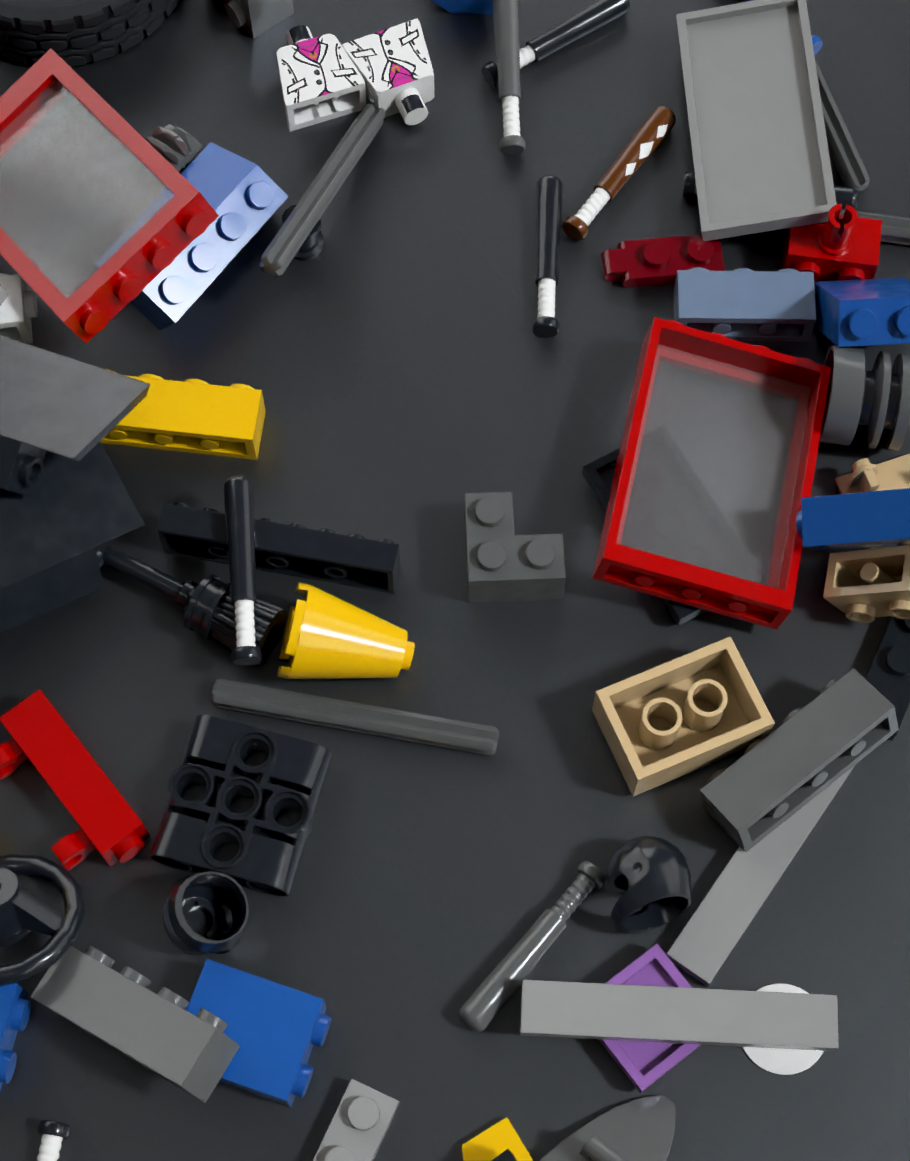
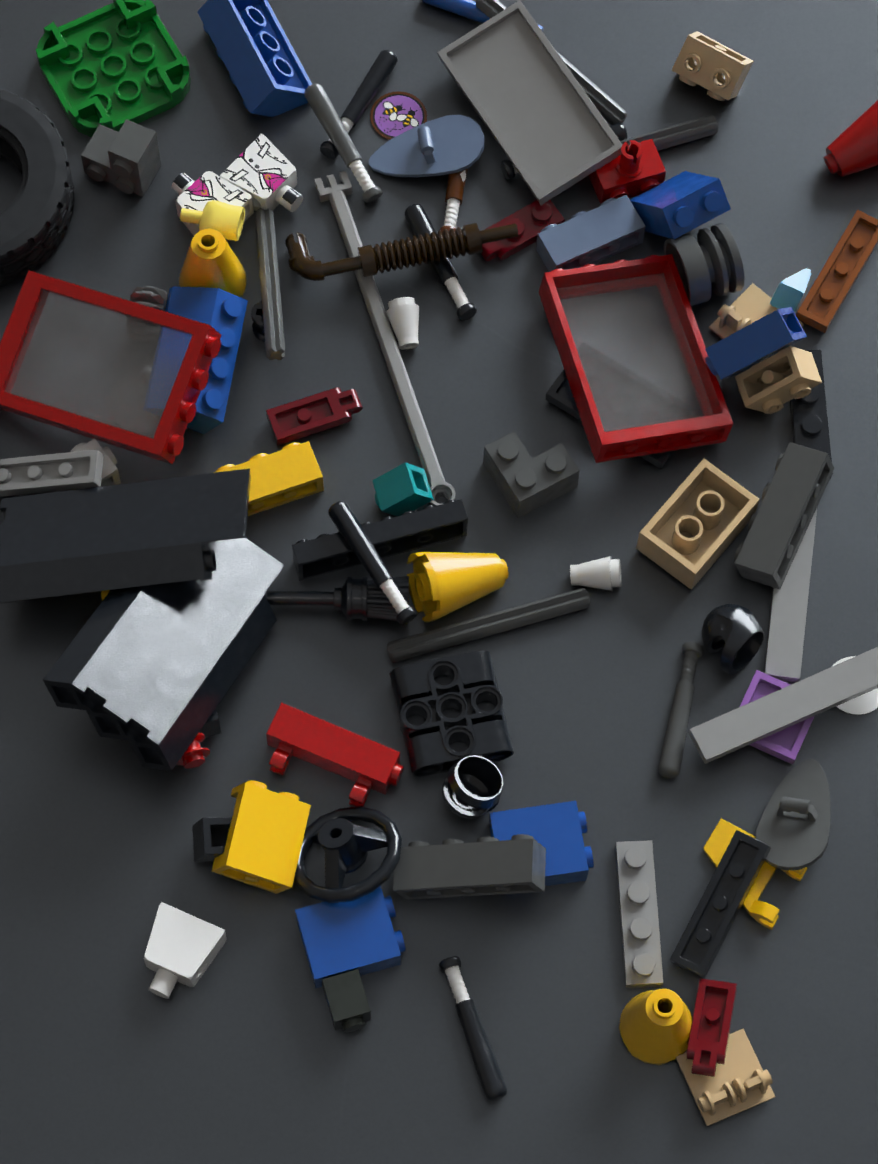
camera: 30 degrees left, 0 degrees up
(275, 139) = (212, 264): none -> yellow cone
(292, 363) = (313, 414): none -> dark red hinge
(305, 90) = (217, 216): none -> light yellow piece
(341, 500) = (402, 489): none -> teal brick
(426, 341) = (386, 338): none -> light grey hinge
(463, 304) = (404, 320): none -> white cone
(501, 222) = (398, 254): none -> dark brown piece
(525, 719) = (599, 574): none -> white cone
(596, 72) = (396, 114): none -> sticker
(610, 122) = (431, 149): none -> sand blue shield

